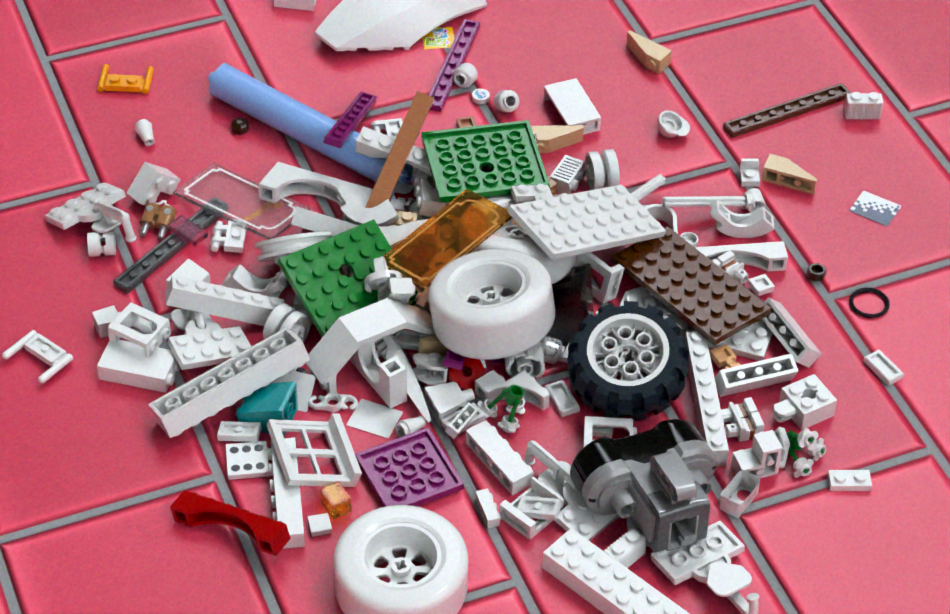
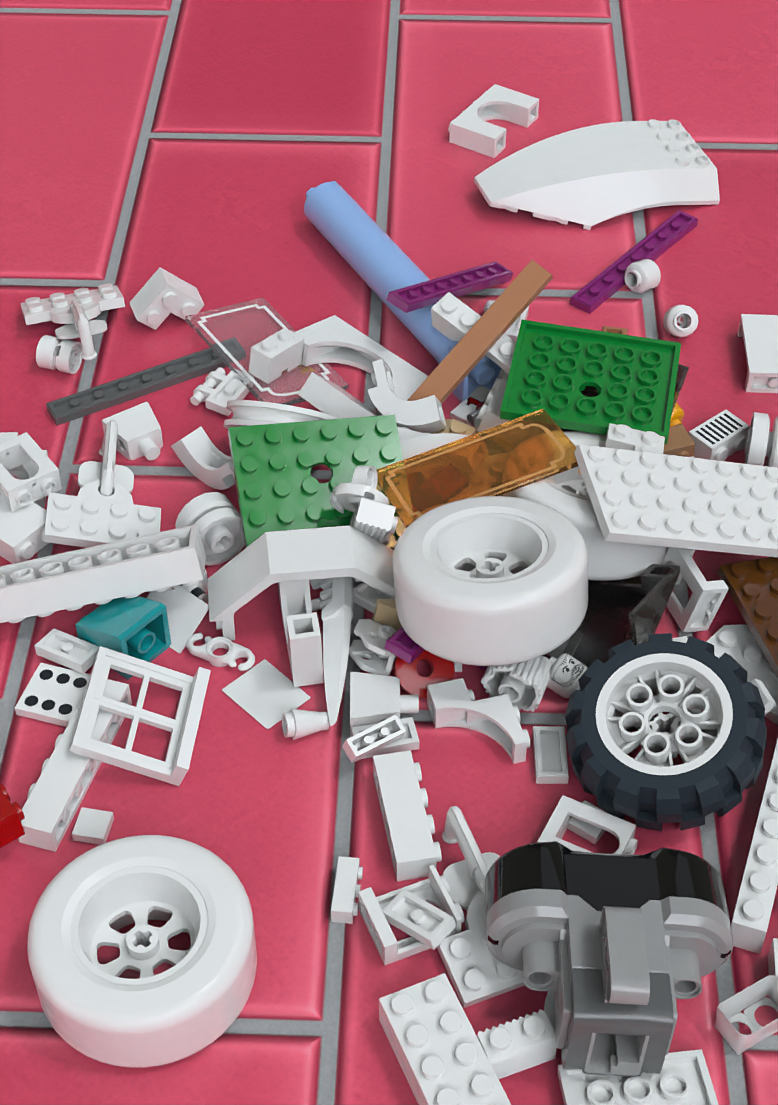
camera: 25 degrees right, 0 degrees up
(124, 83) = (218, 181): light orange plate -> none
(145, 131) = (202, 239): white cone -> none
(157, 217) = (148, 342): medium nougat piece -> none
(187, 230) = (173, 368): clear pink tile -> none
(220, 300) = (138, 462): white brick -> none
(240, 126) = (321, 263): dark brown tile -> none
(257, 201) = (276, 354): none -> white brick
(336, 500) = (133, 797): brick -> none
(409, 470) = (263, 791): magenta plate -> none
(439, 38) = (634, 225): sticker -> none
(480, 96) = (651, 308): white tile -> none
(515, 402) = (470, 737): plant -> none
(557, 136) = (723, 384): tan slope -> none

